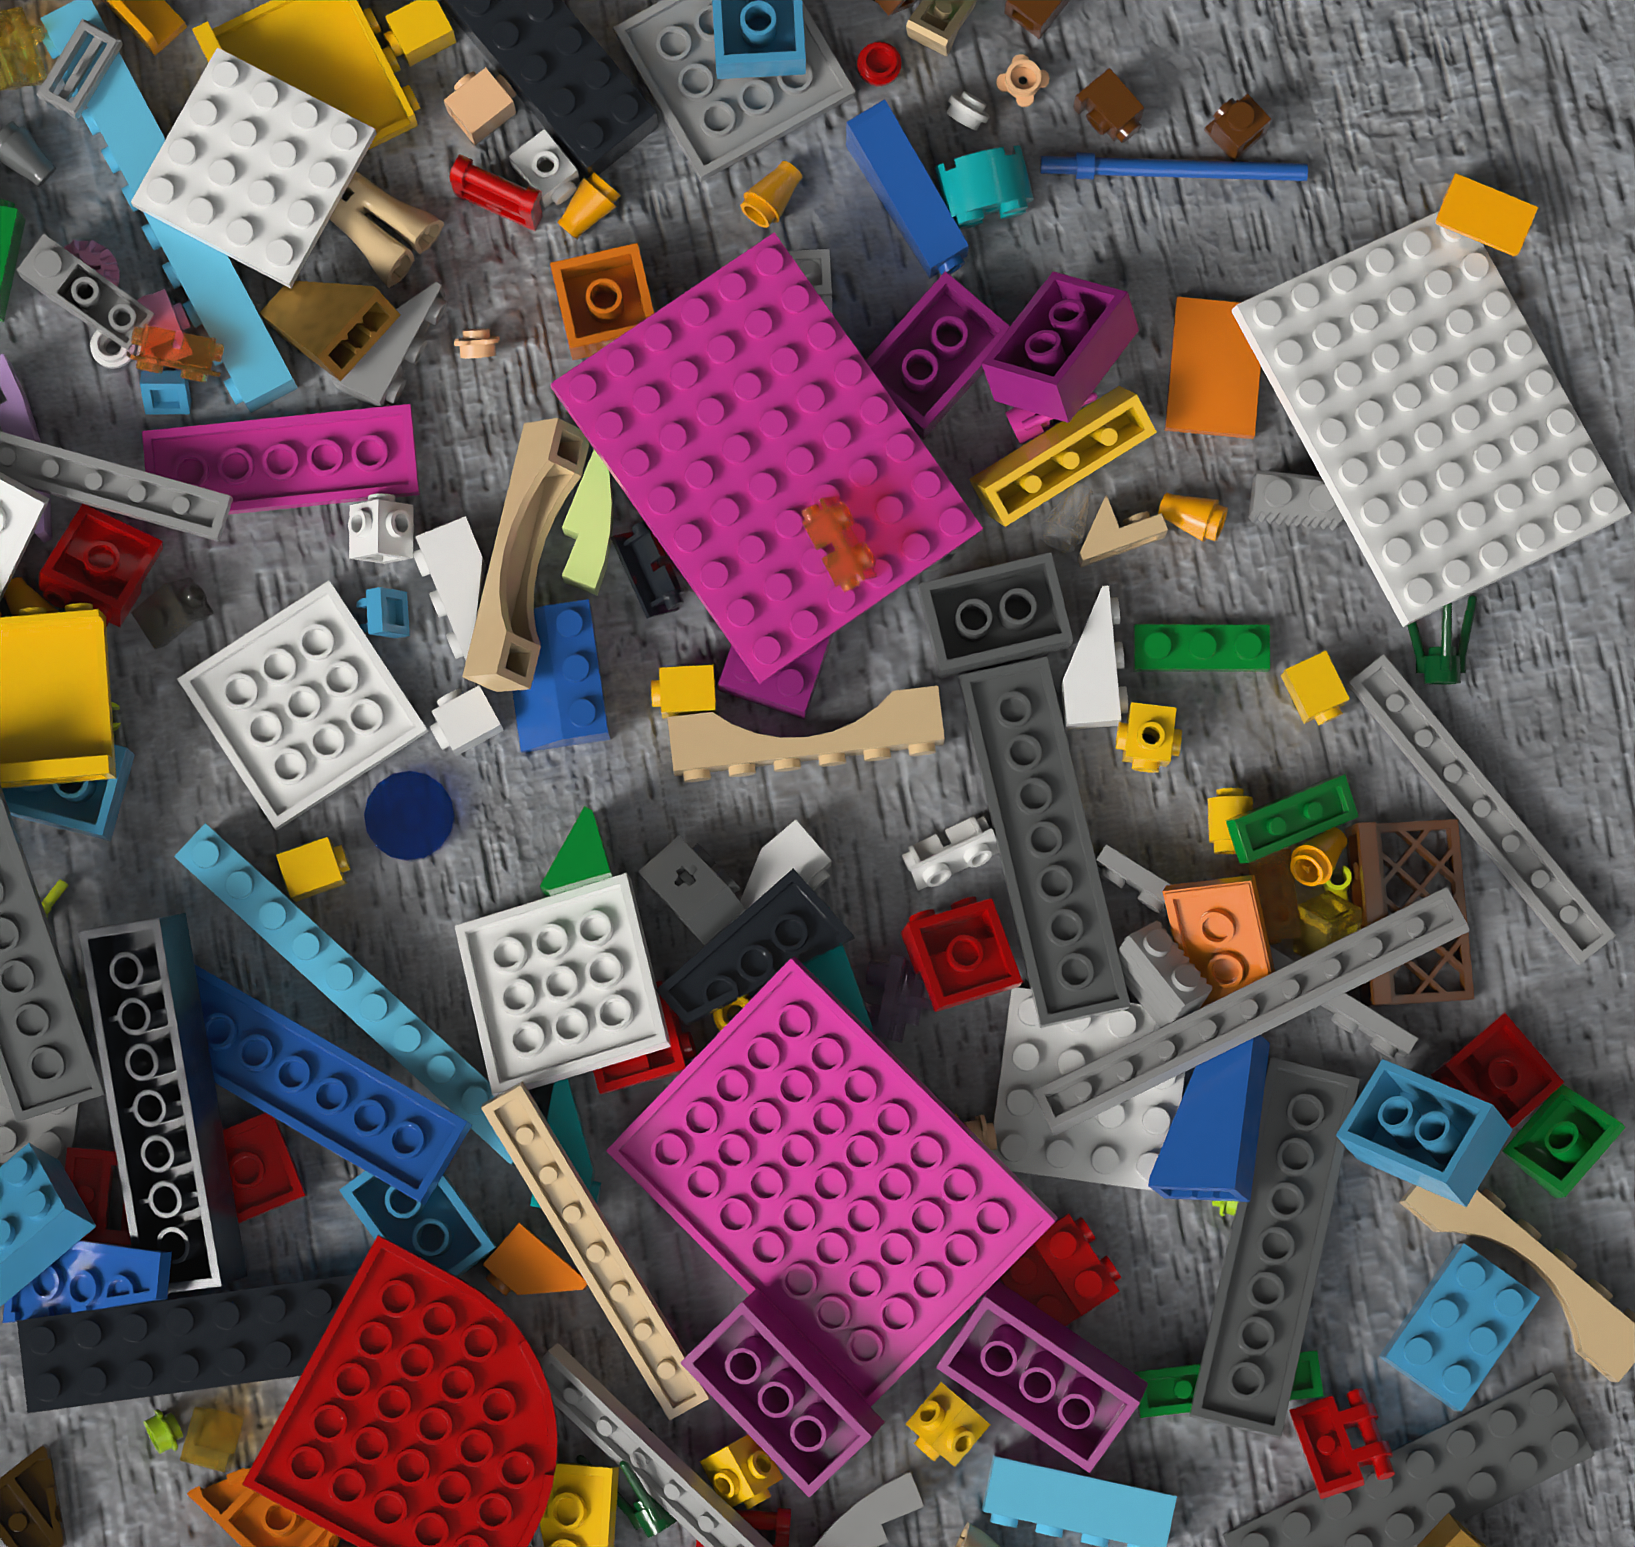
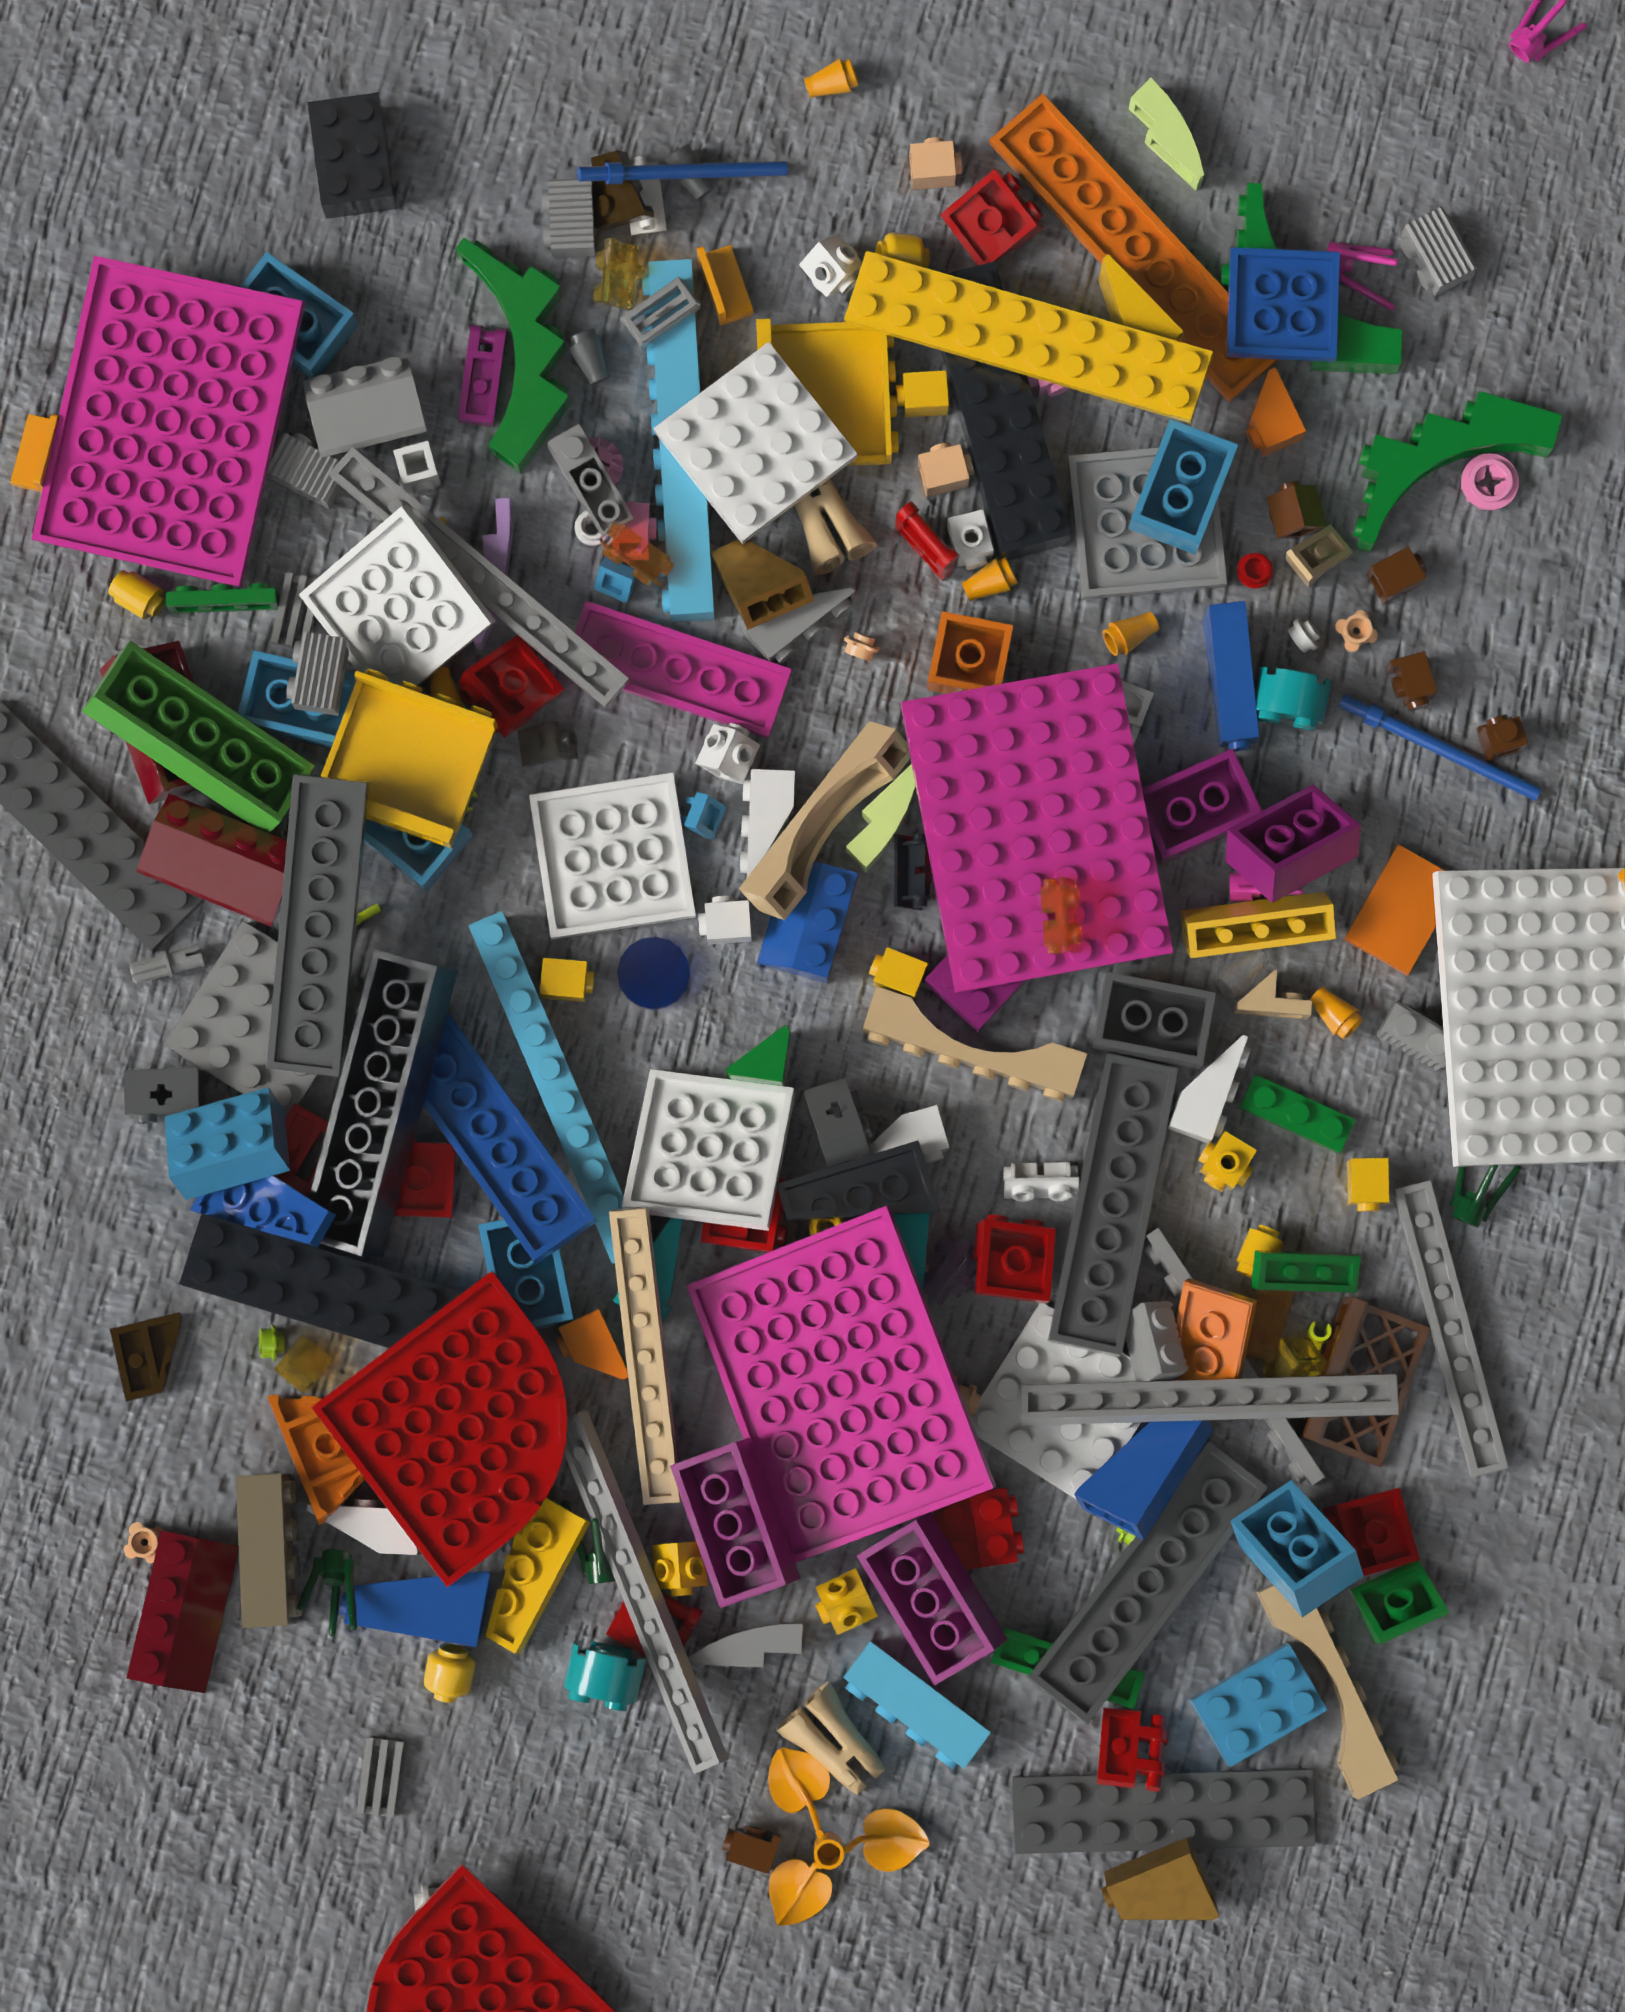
camera: 25 degrees right, 0 degrees up
(1316, 859) = (1311, 1309): light orange cone -> none

